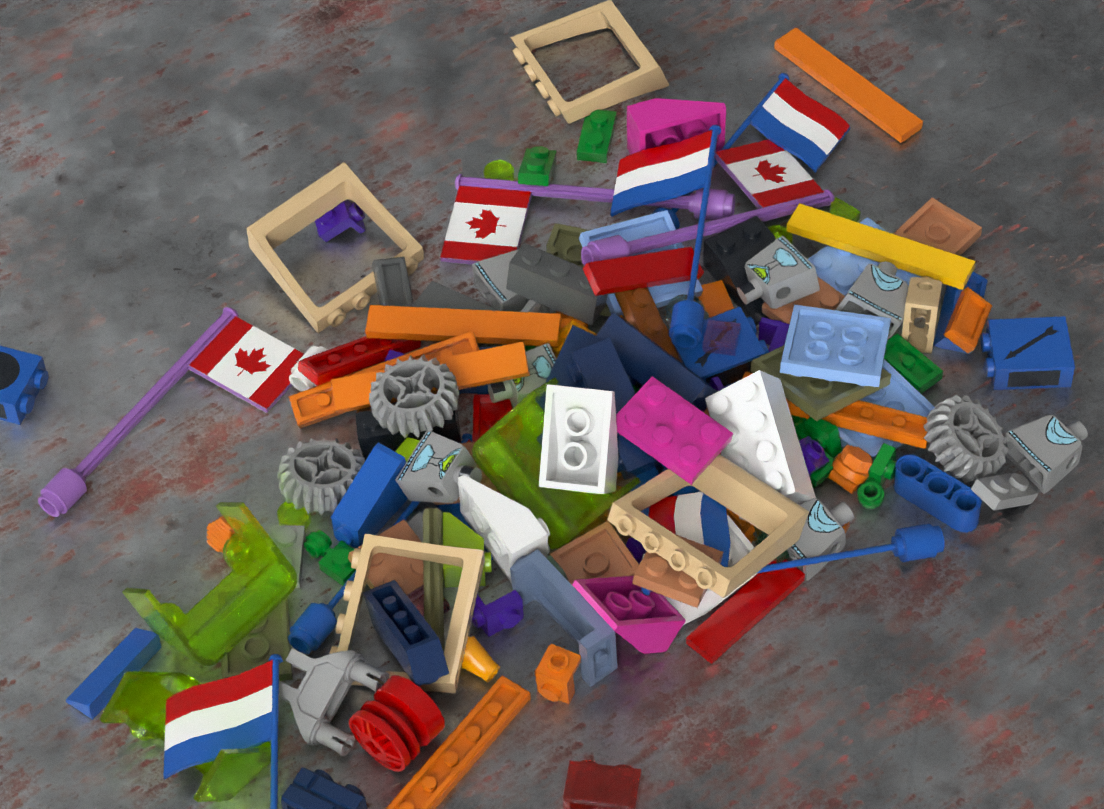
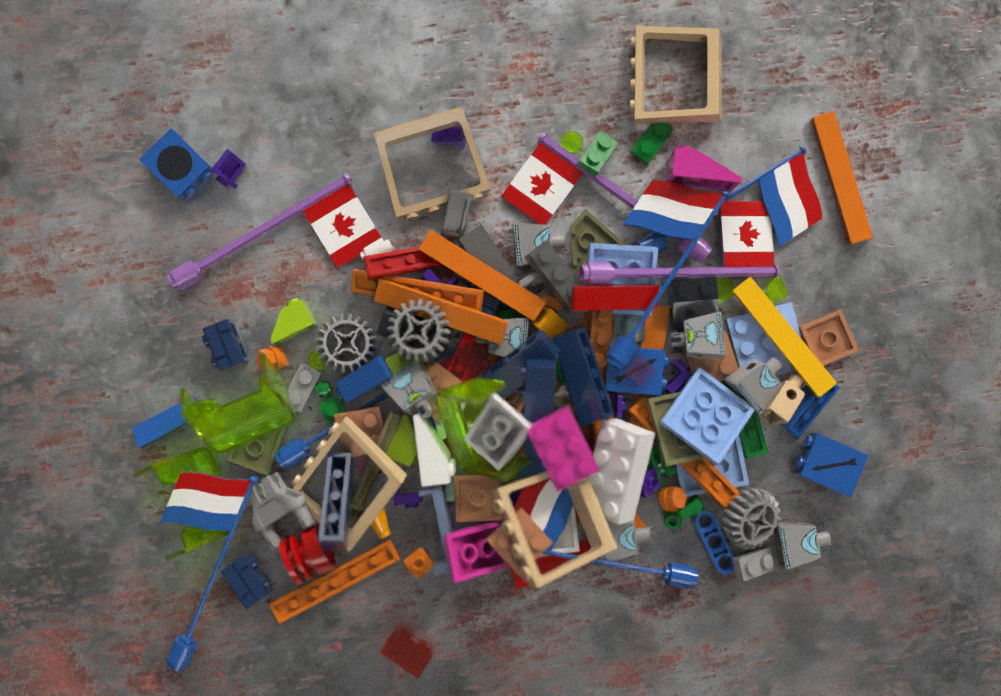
camera: 20 degrees right, 35 degrees up
(67, 358) = (228, 168): none -> dark purple bracket
(155, 546) = (224, 345): none -> dark blue brick
(240, 477) = (292, 321): none -> lime slope
(968, 320) = (807, 420): orange tile -> none

